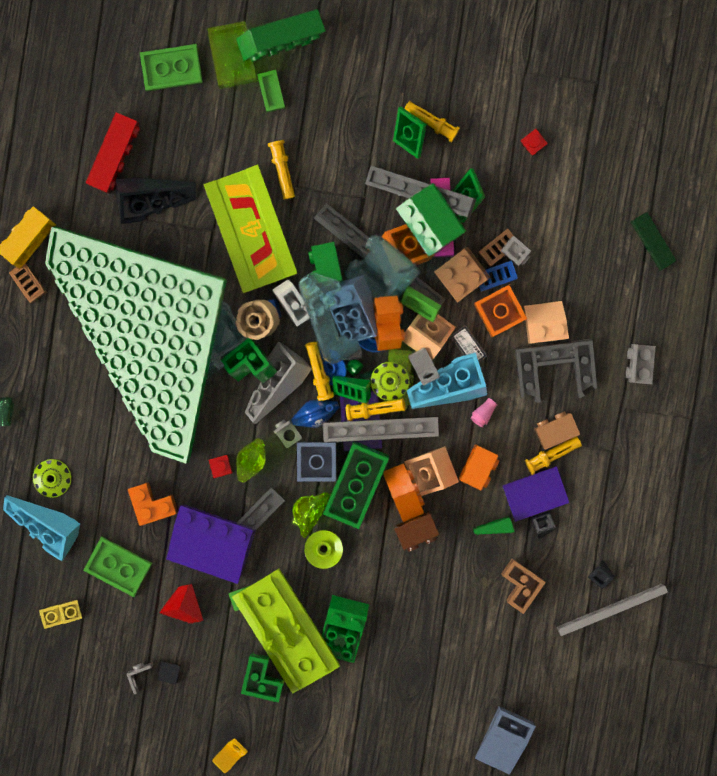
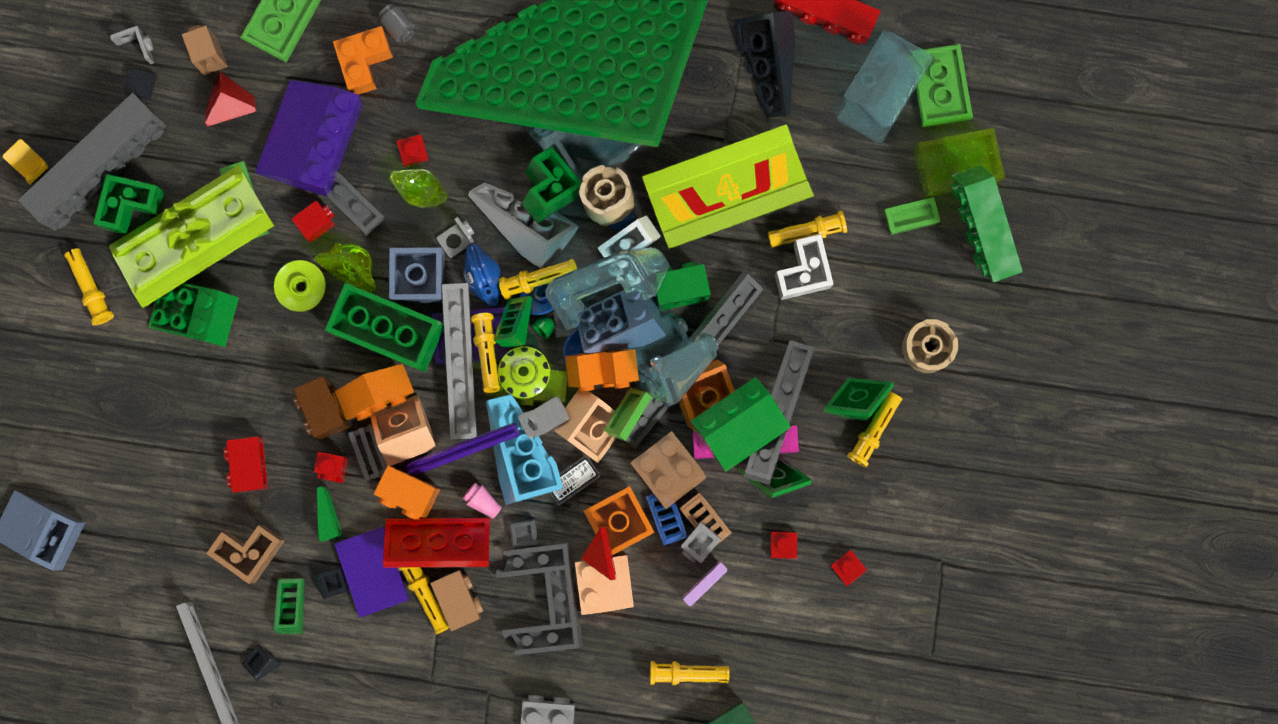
camera: 85 degrees right, 5 degrees down
(123, 478) = (396, 23): none -> dark grey brick
(144, 622) = (204, 49): none -> medium nougat brick
(173, 109) = (883, 86): none -> clear light blue windscreen
(231, 704) = (84, 168): none -> dark grey brick
(274, 539) = (314, 221): none -> red brick
(315, 166) = (810, 274): none -> white brick
(332, 703) = (92, 297): none -> yellow pin
(368, 68) = (942, 338): none -> tan brick
(447, 426) = (462, 449): none -> dark purple axle
(457, 586) = (246, 464): none -> red brick
(458, 524) = (331, 467): none -> red brick
(462, 491) = (376, 473): none -> dark grey tile
(508, 381) = (524, 534): none -> dark grey tile
(515, 445) = (436, 542): none -> red plate
(517, 190) = (783, 545): none -> red plate
(526, 324) = (600, 554): none -> red slope
(543, 554) = (298, 625): none -> green slope
(546, 248) = (704, 583): none -> lavender tile
(610, 270) = (680, 673): none -> yellow pin

